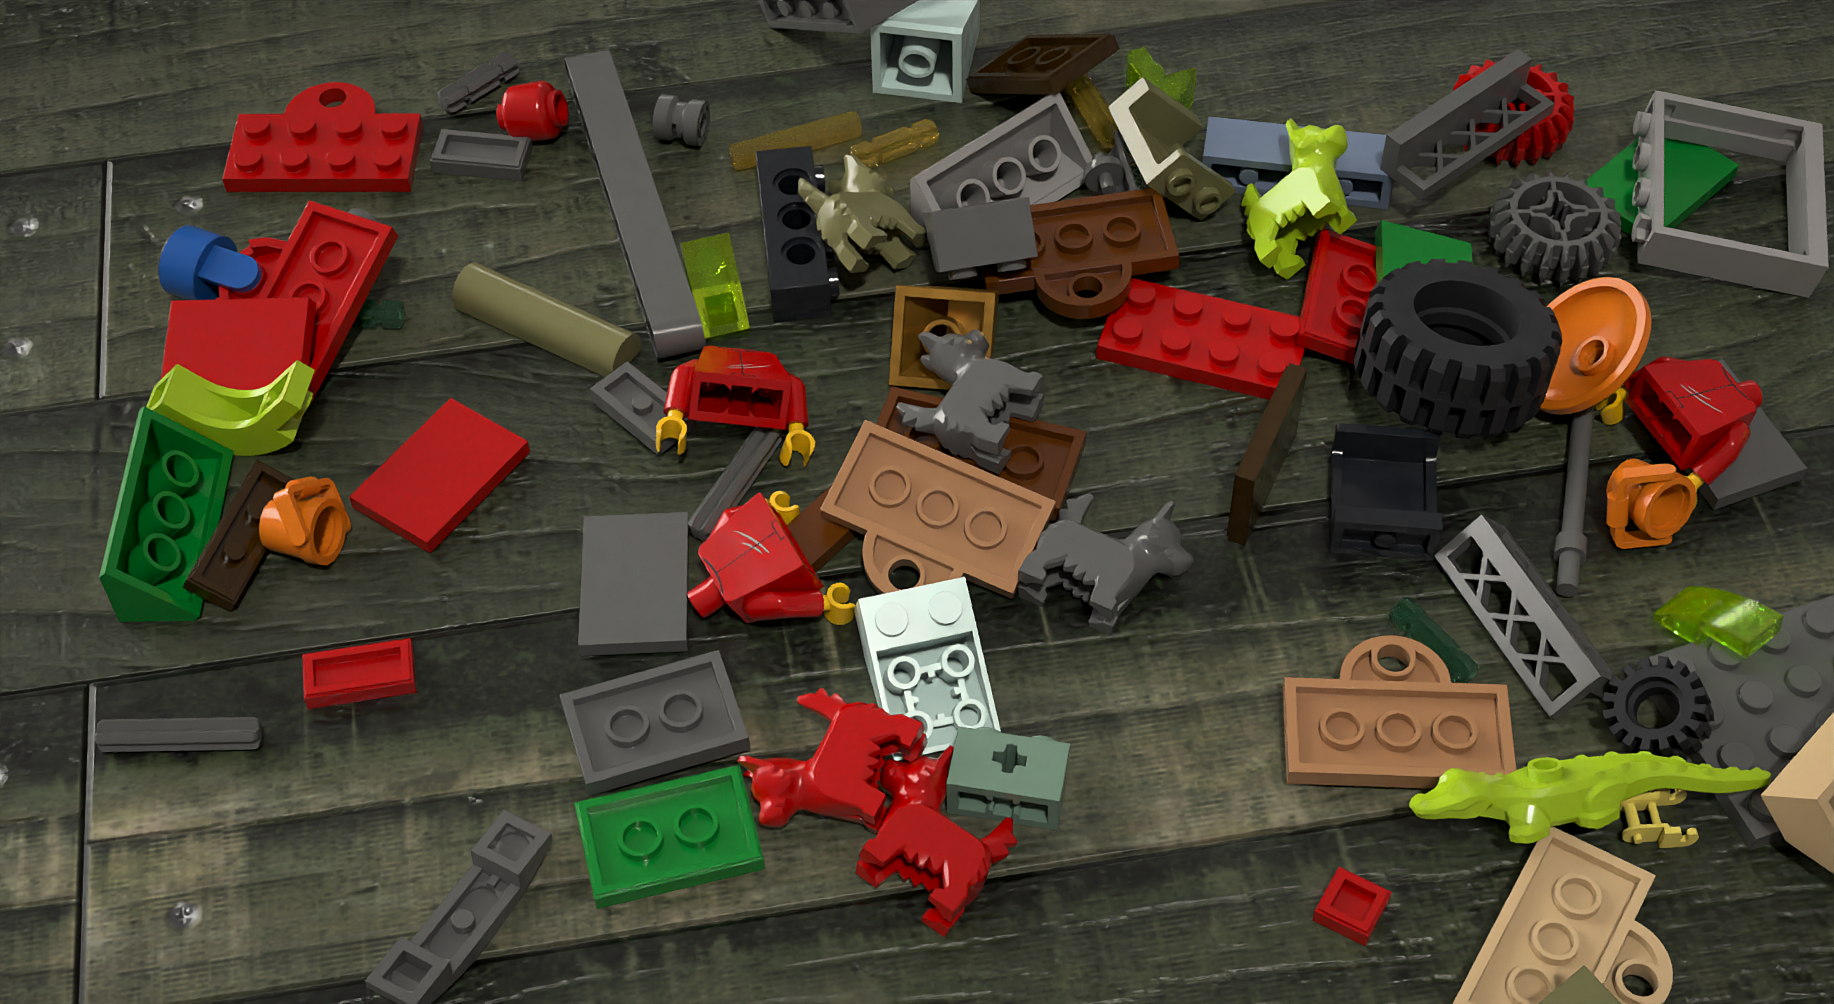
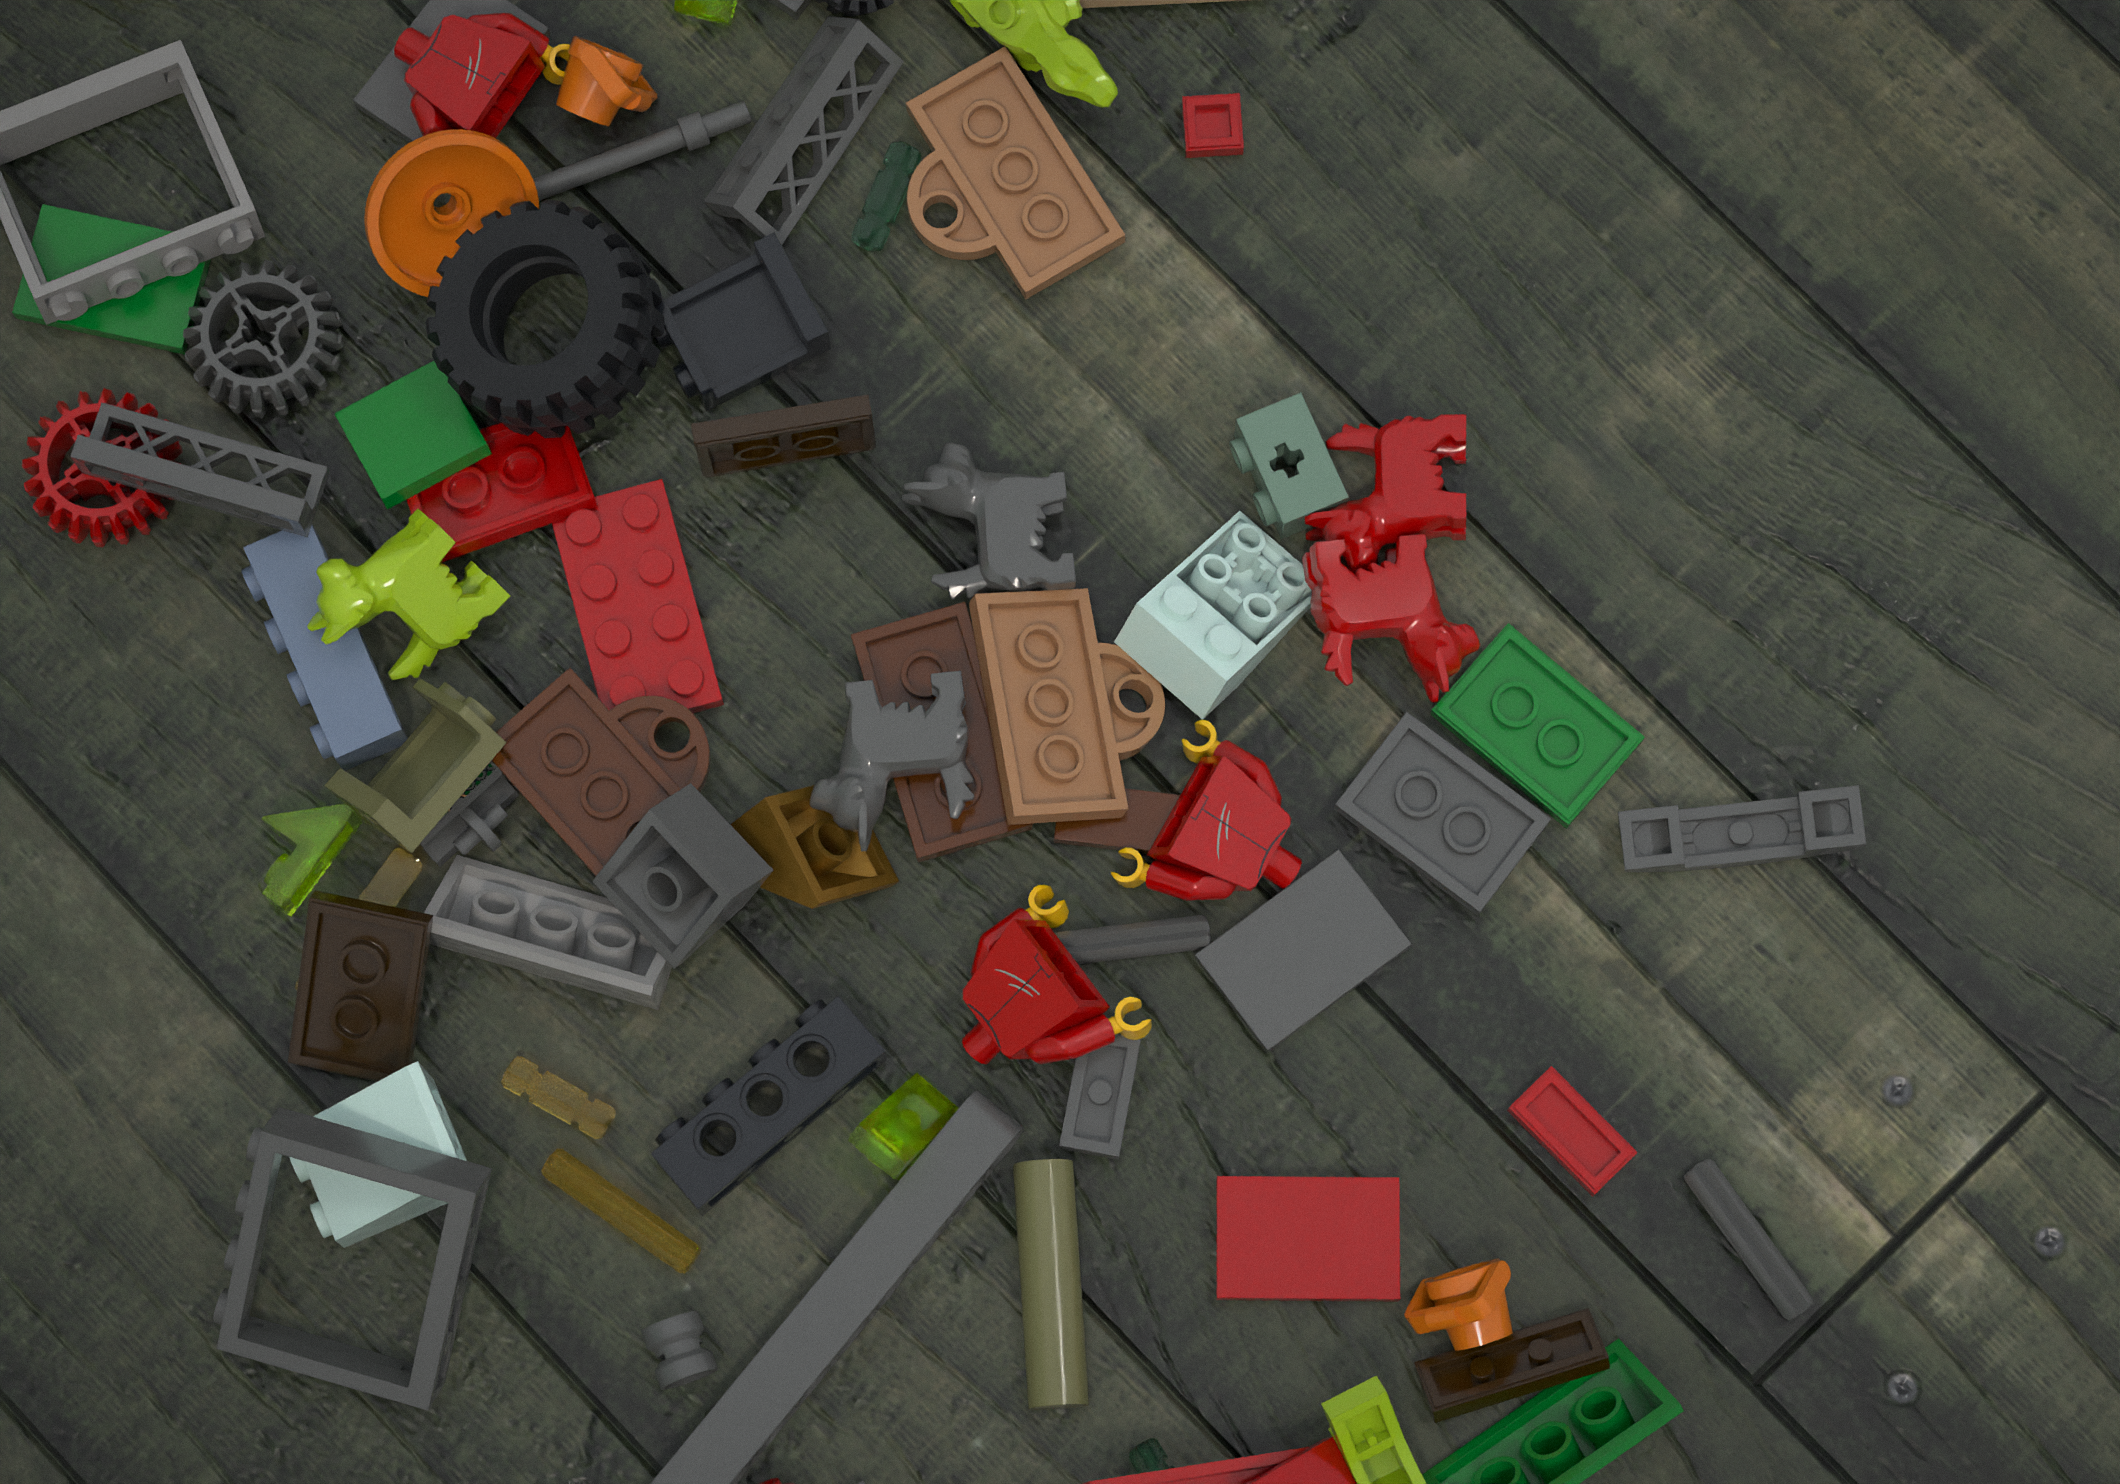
camera: 125 degrees left, 25 degrees up
(863, 218) = (719, 1020): olive animal -> none

